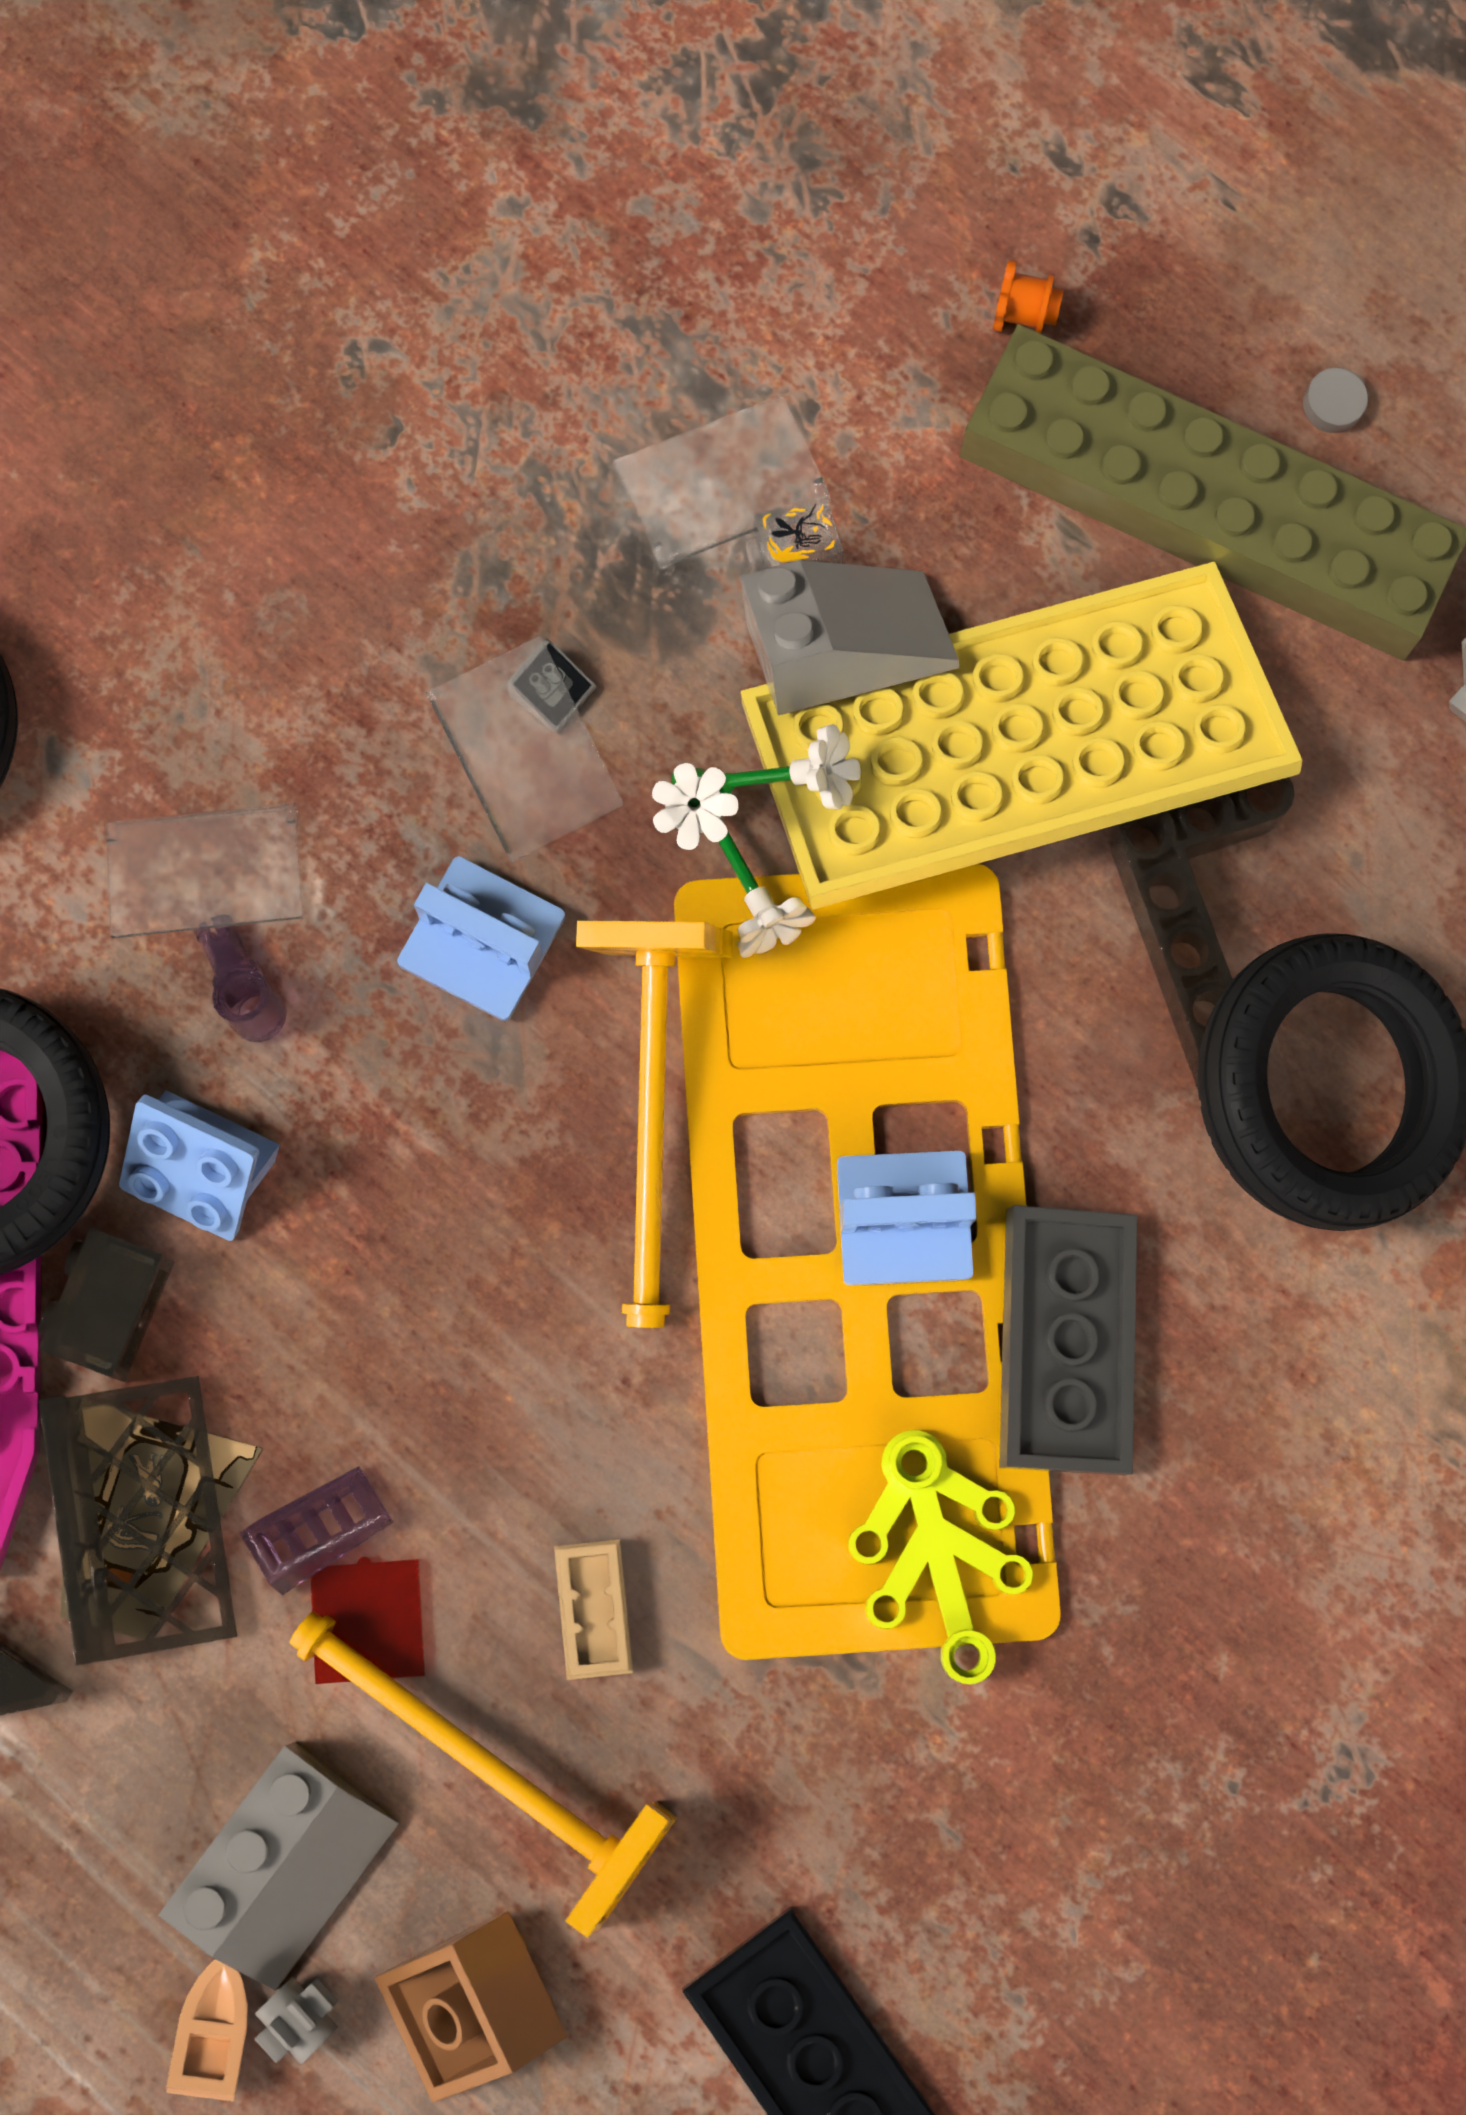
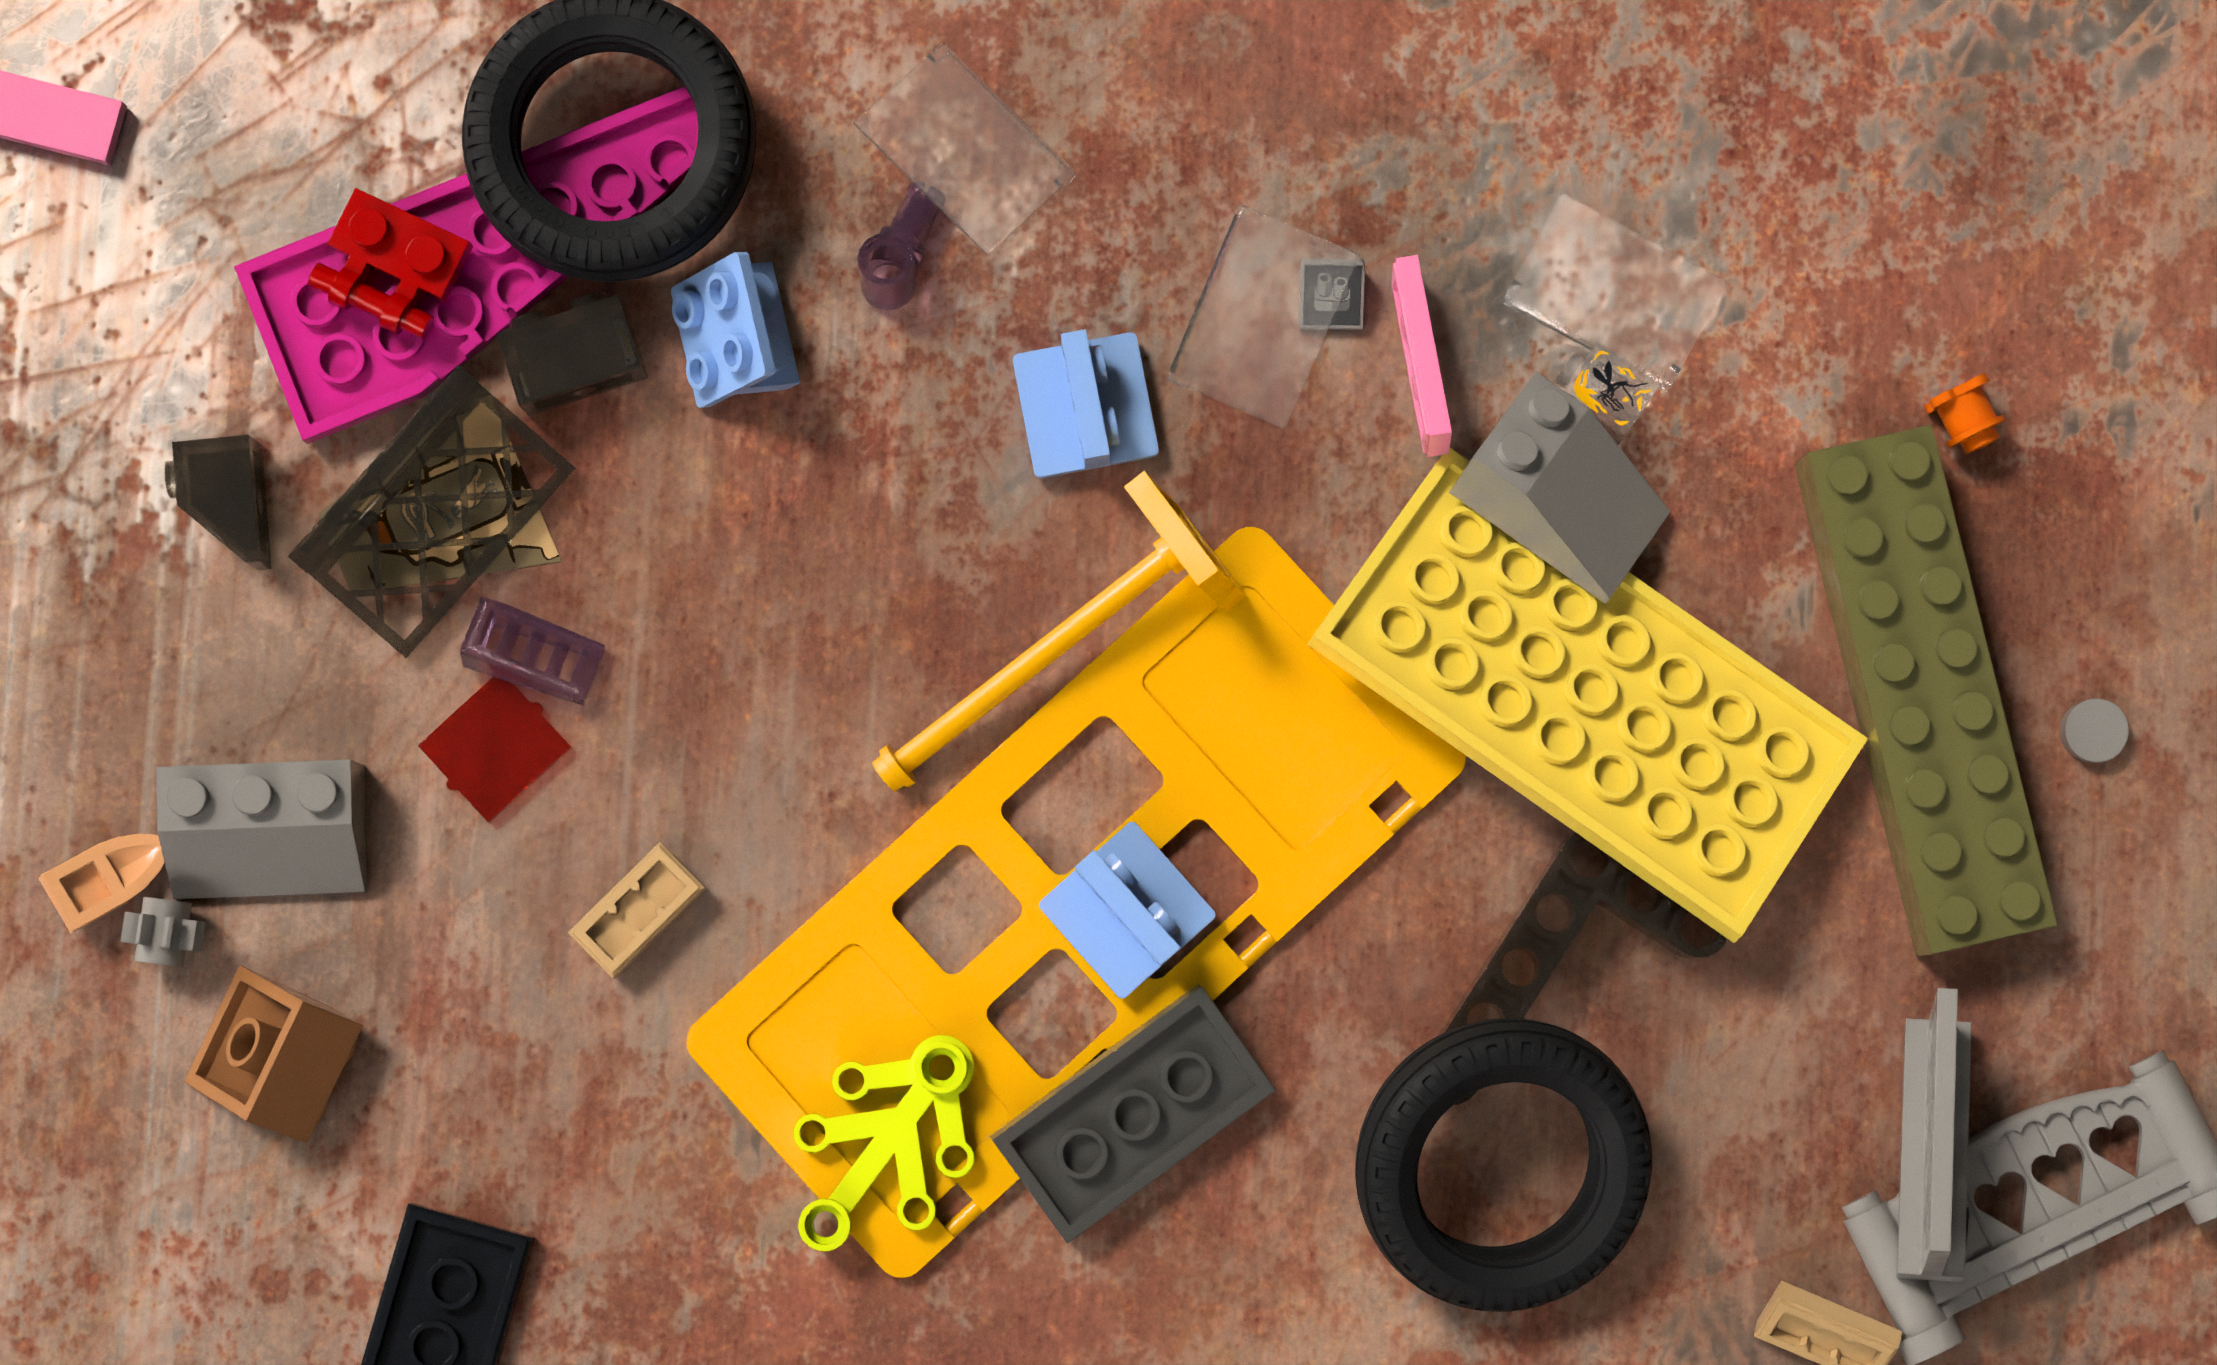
camera: 55 degrees right, 5 degrees up
(612, 1859) = (459, 1073): yellow tile -> none
(656, 653) = (1421, 356): none -> bright pink tile
(701, 798) = (1322, 489): white plant -> none

